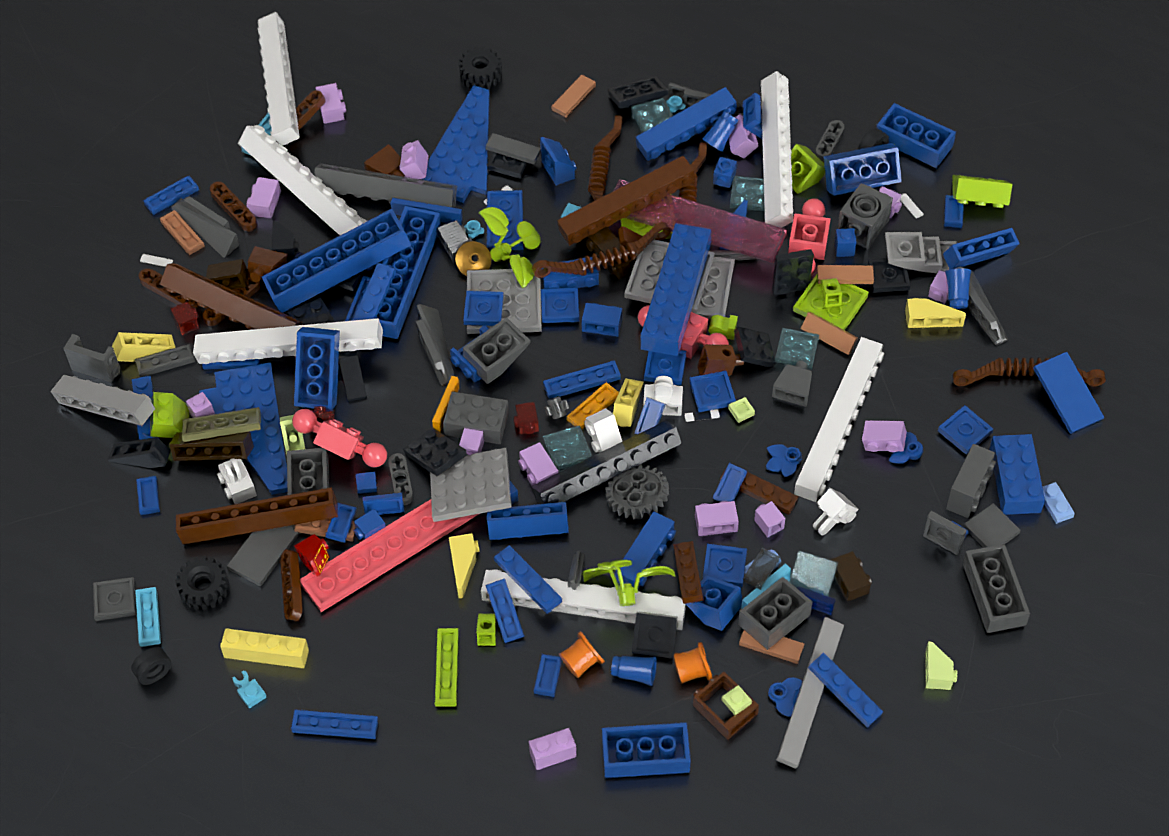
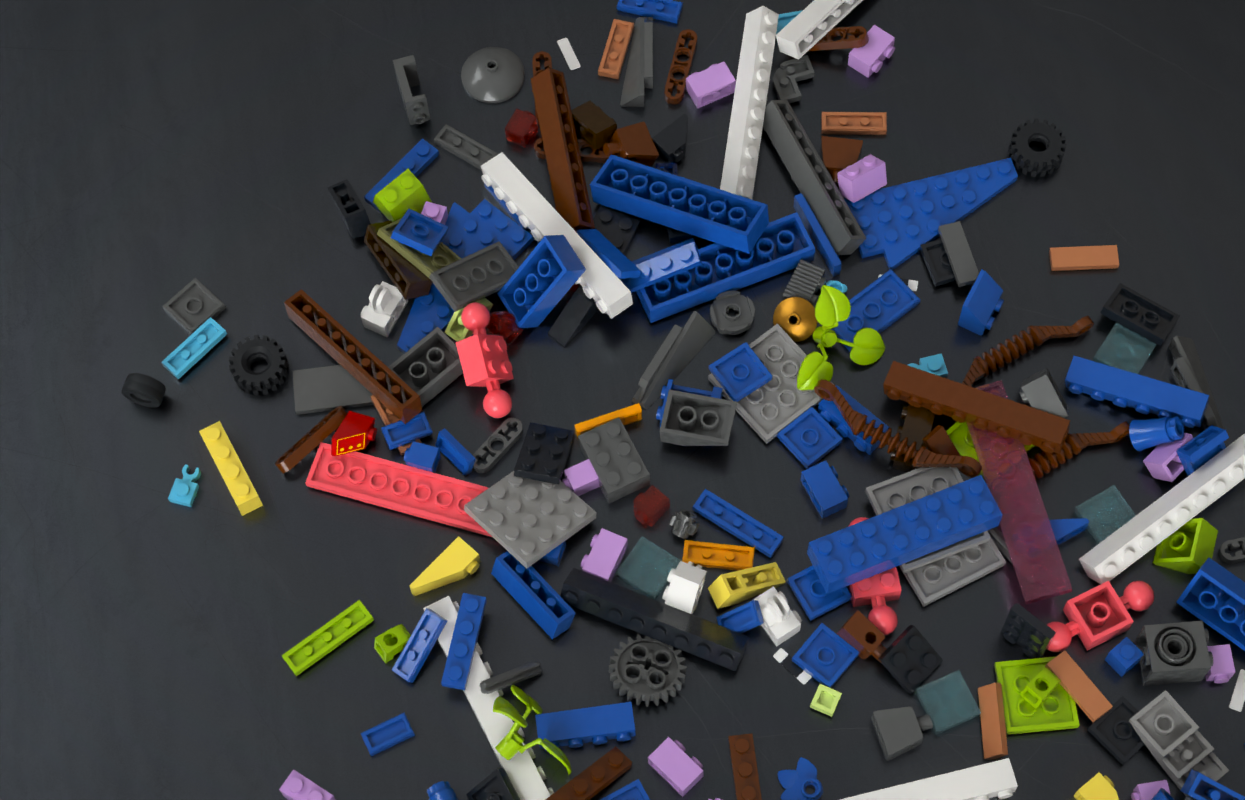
camera: 55 degrees right, 10 degrees up
(103, 399) = (372, 135): light grey brick -> none
(126, 311) = (495, 83): none -> dark grey dish
(138, 345) = (460, 116): light yellow slope -> none
(148, 495) = (316, 249): blue tile -> none
(208, 415) = (419, 232): none -> blue plate
(273, 404) = (474, 276): none -> dark grey tile
(301, 150) = (788, 74): none -> dark grey plate
(334, 724) = (201, 586): blue plate -> none
(347, 315) = (609, 254): none -> blue tile
(366, 482) = (470, 418): blue tile -> none
(368, 145) = (854, 123): none -> nougat tile
(435, 299) = (732, 325): none -> dark grey plate
(580, 656) = (421, 750): orange piece -> none
(647, 160) = (1044, 394): none -> dark grey slope
(675, 104) = (1163, 355): medium azure plate -> none
(723, 325) = (913, 610): lime leg -> none
(724, 172) = (1109, 473): blue brick -> none
(730, 483) = (724, 752): blue tile -> none

